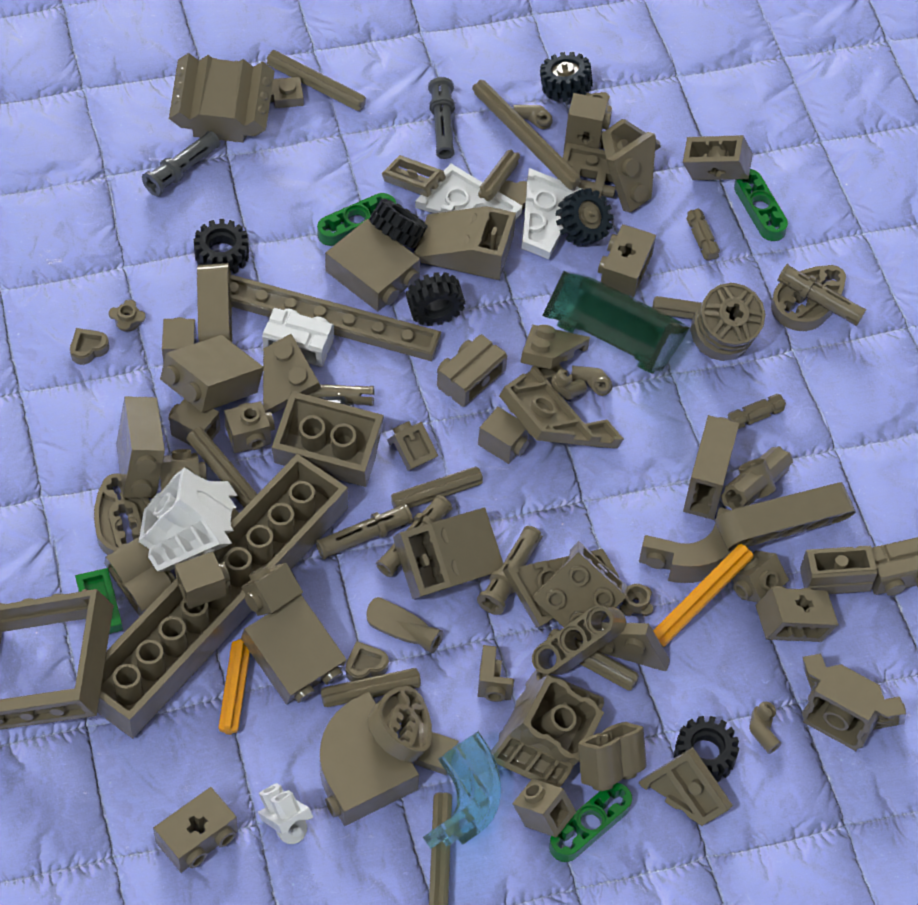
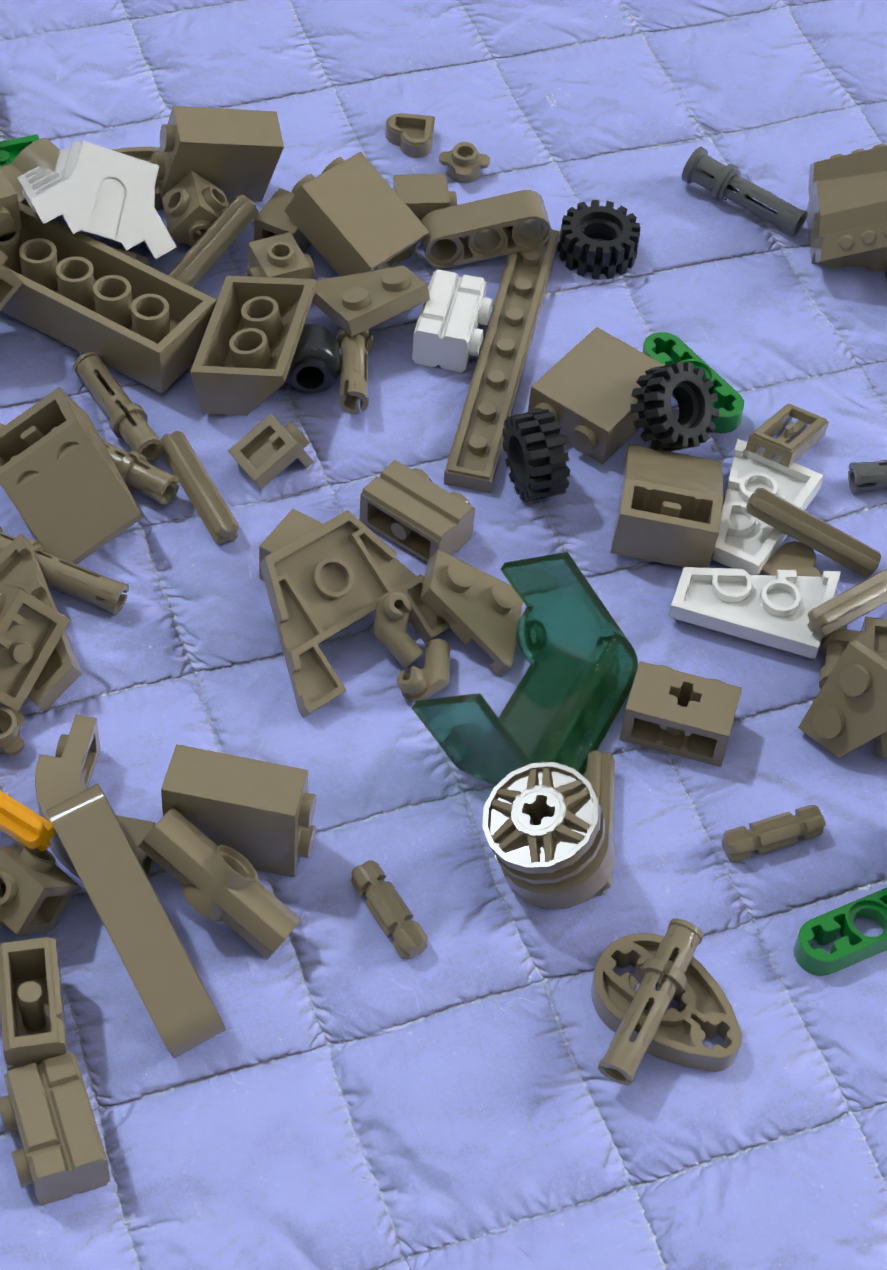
camera: 85 degrees right, 5 degrees down
(584, 217) = (749, 641): black wheel -> none

